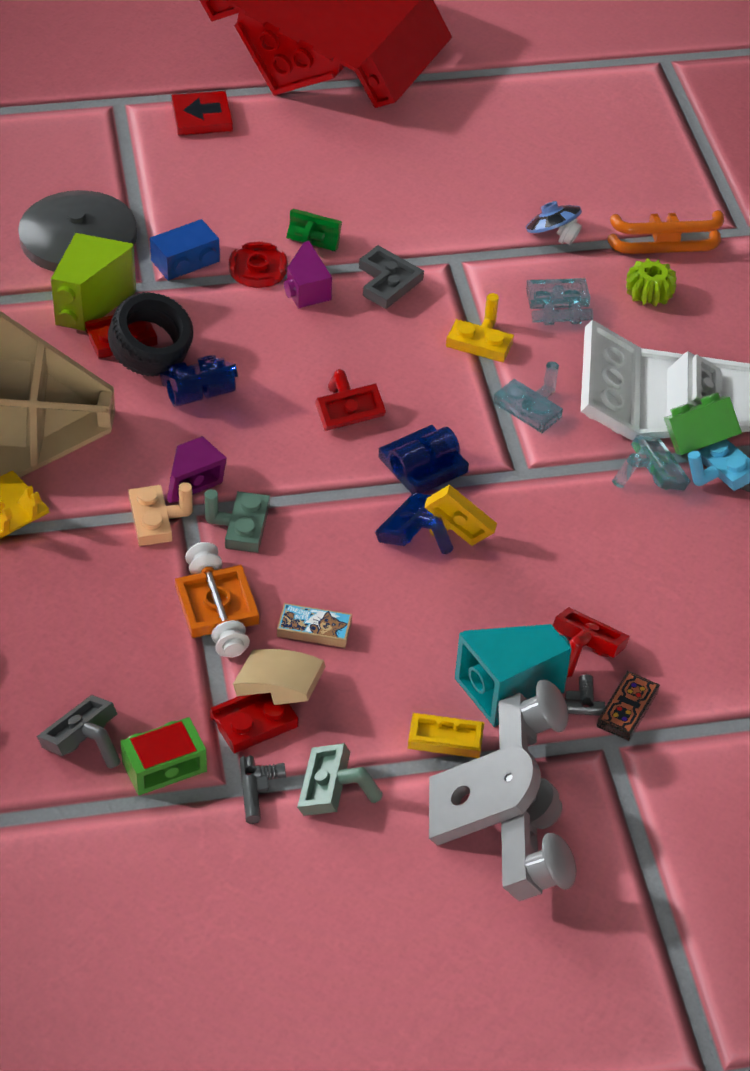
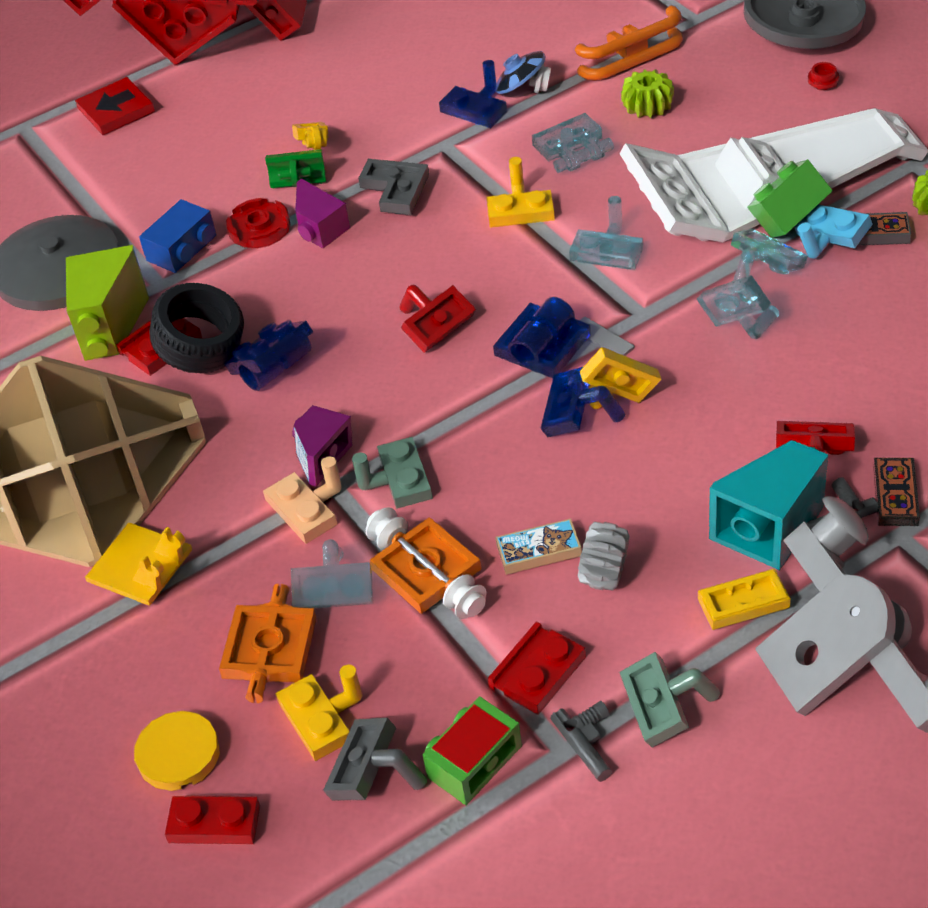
camera: 15 degrees left, 0 degrees up
(62, 609) = (268, 643): none -> orange plate
(66, 677) = (317, 716): none -> yellow plate
(137, 584) = (332, 583): none -> clear light blue plate
(283, 673) = (541, 608): tan slope -> none
(345, 204) = (313, 134): none -> yellow plate
(354, 653) = (603, 556): none -> light grey gear
(479, 482) = (607, 339): none -> light grey window
(500, 235) = (474, 106): none -> clear blue plate
(601, 496) = (739, 302): none -> clear light blue plate

